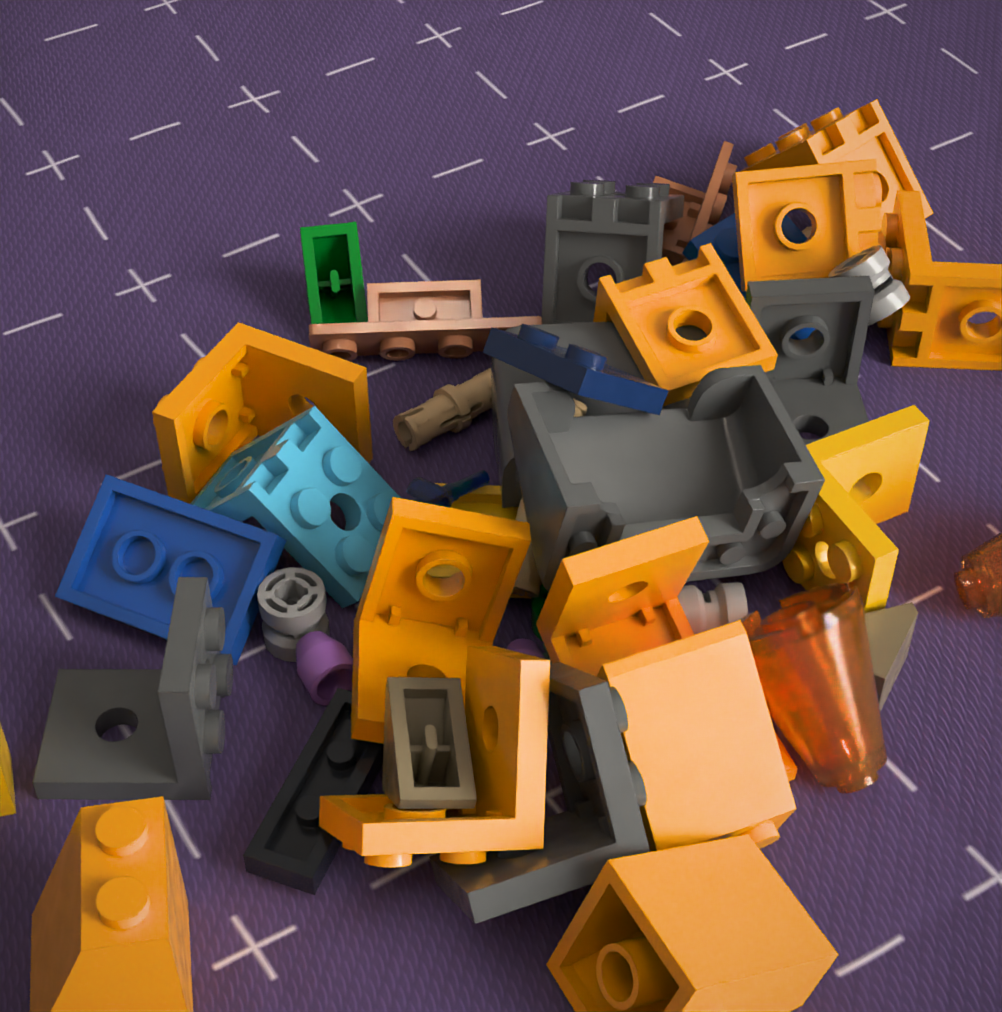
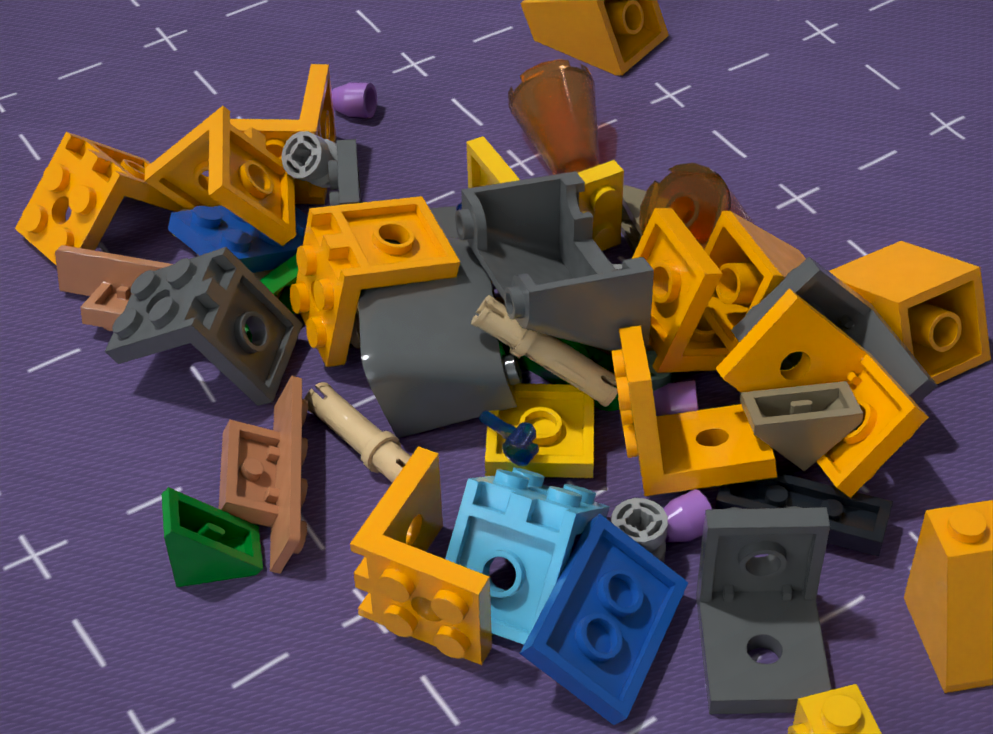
camera: 90 degrees left, 0 degrees up
(573, 368) = (478, 282): dark blue plate -> none

